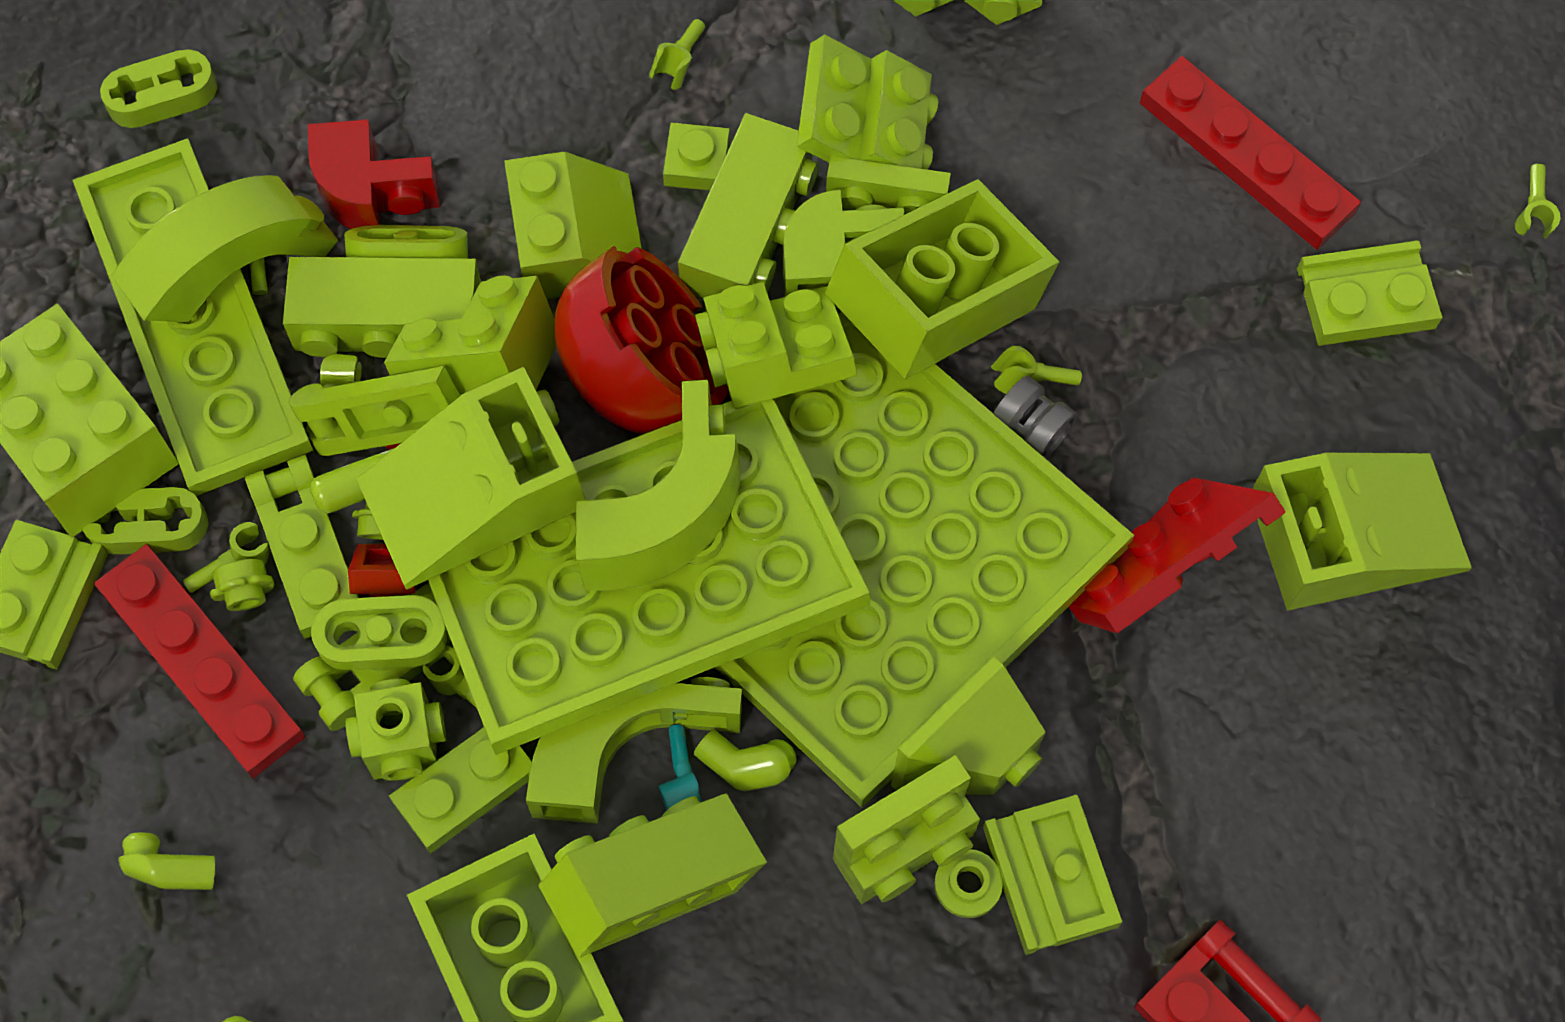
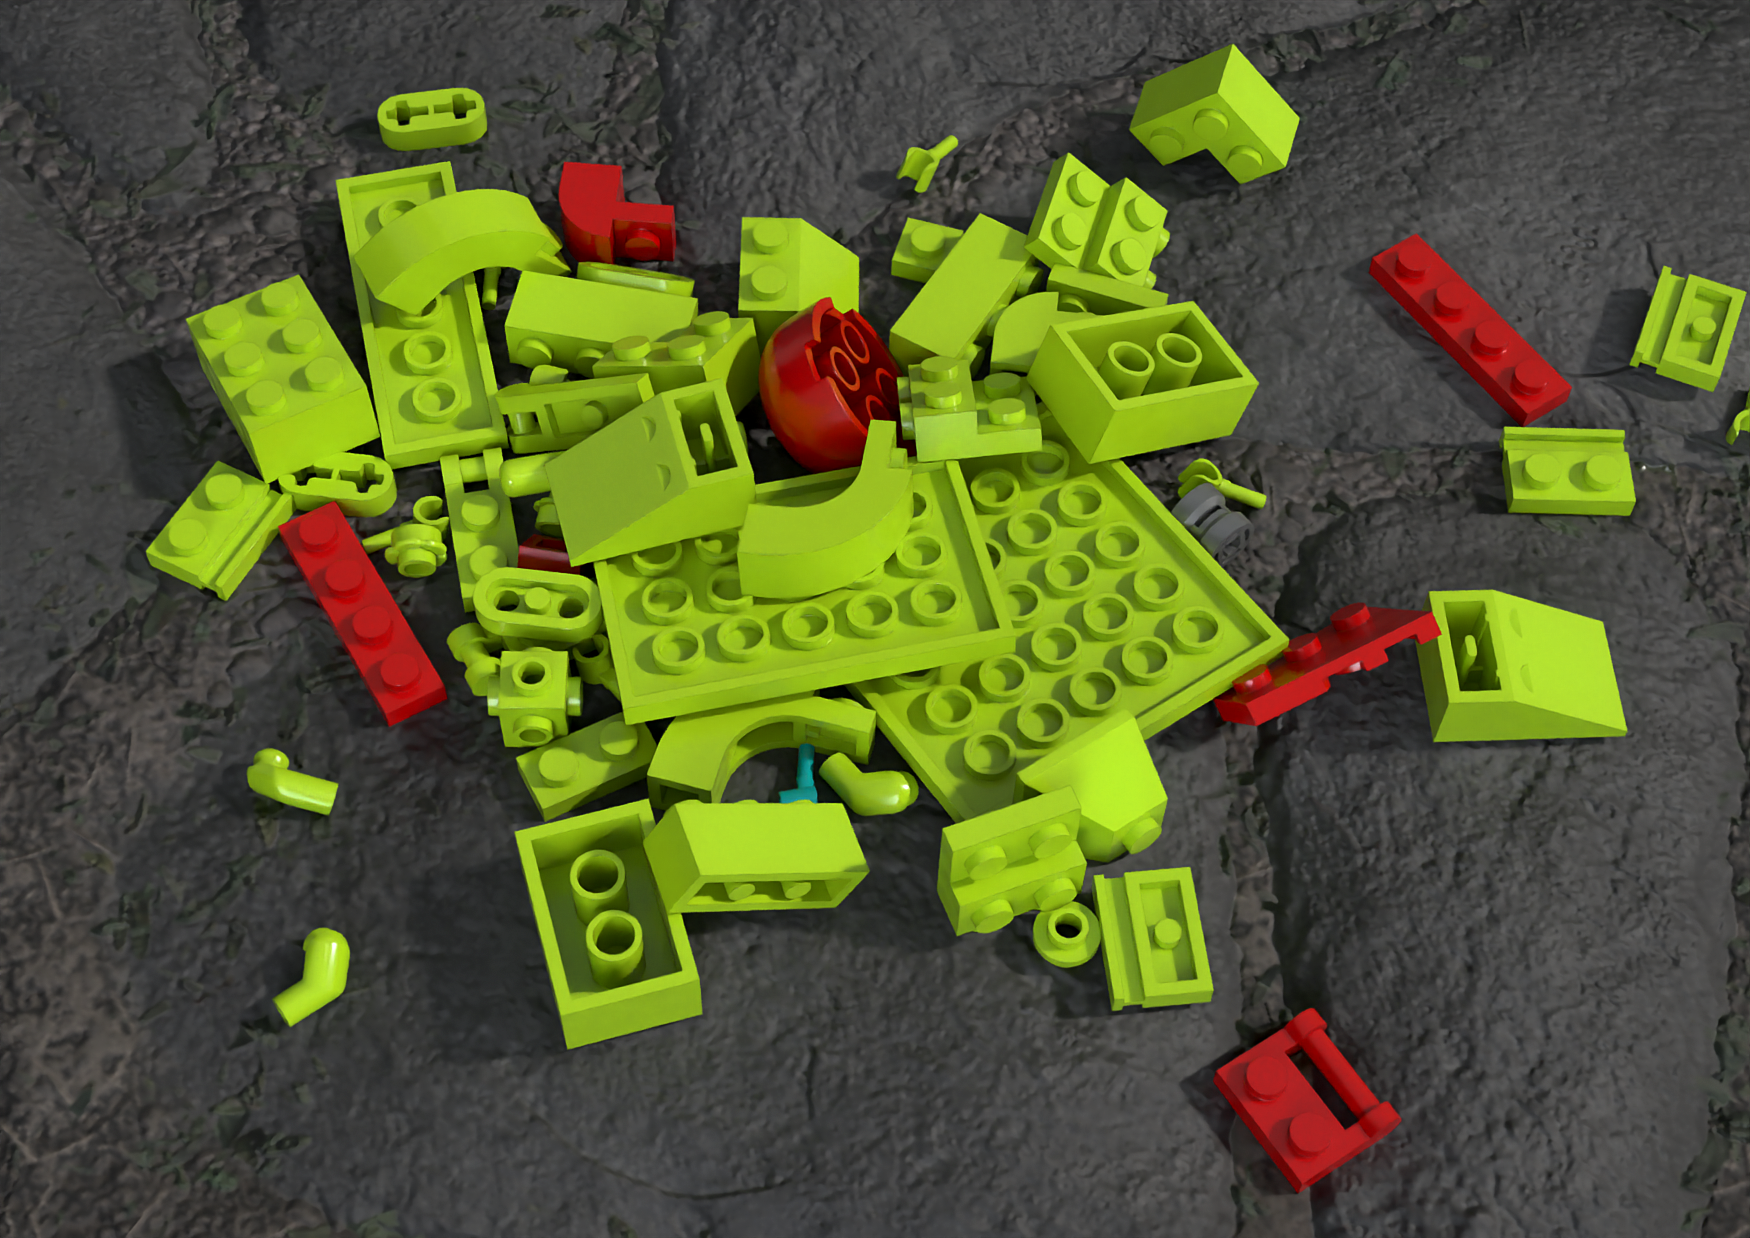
camera: 10 degrees right, 10 degrees down
(1464, 117) = (1688, 329): none -> lime plate

